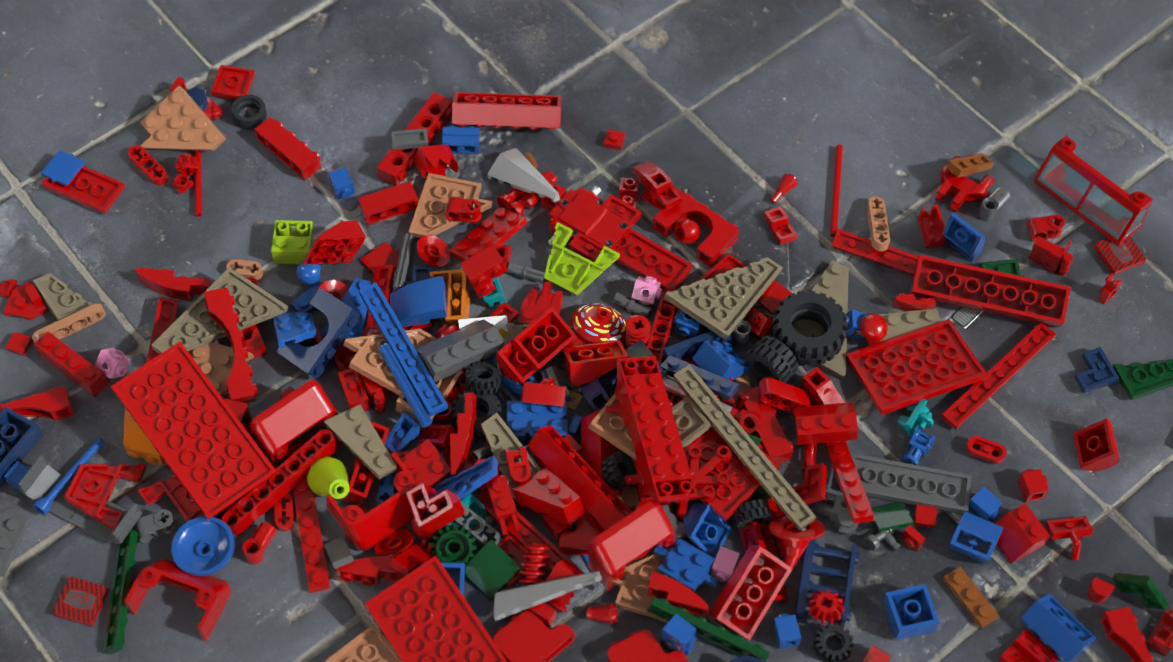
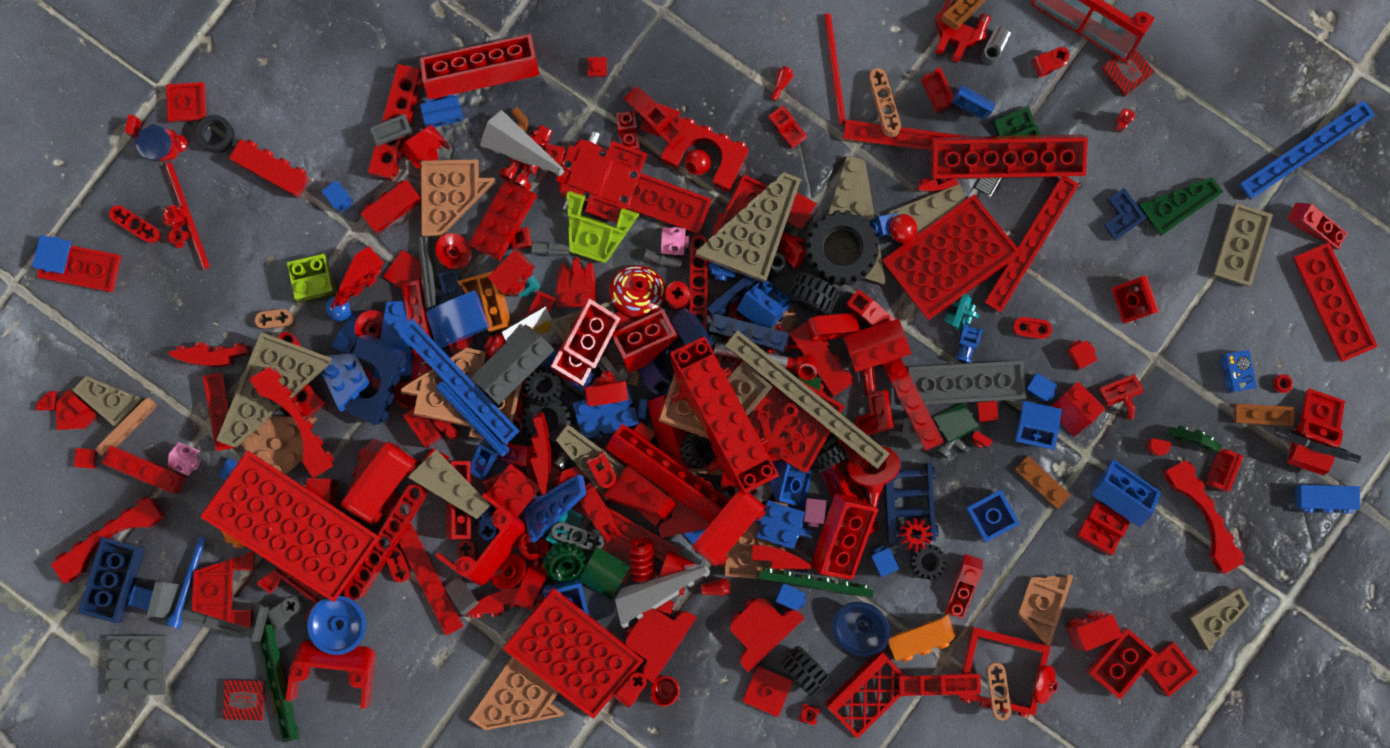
camera: 10 degrees left, 25 degrees up
(181, 125) = (153, 174): nougat wing -> none
(259, 541) = (386, 600): red piece -> none
(328, 477) = (431, 529): lime cone -> none
(434, 510) = (536, 542): red brick -> none
(461, 210) = (466, 200): red piece -> none
(1051, 256) = (1062, 96): red piece -> none

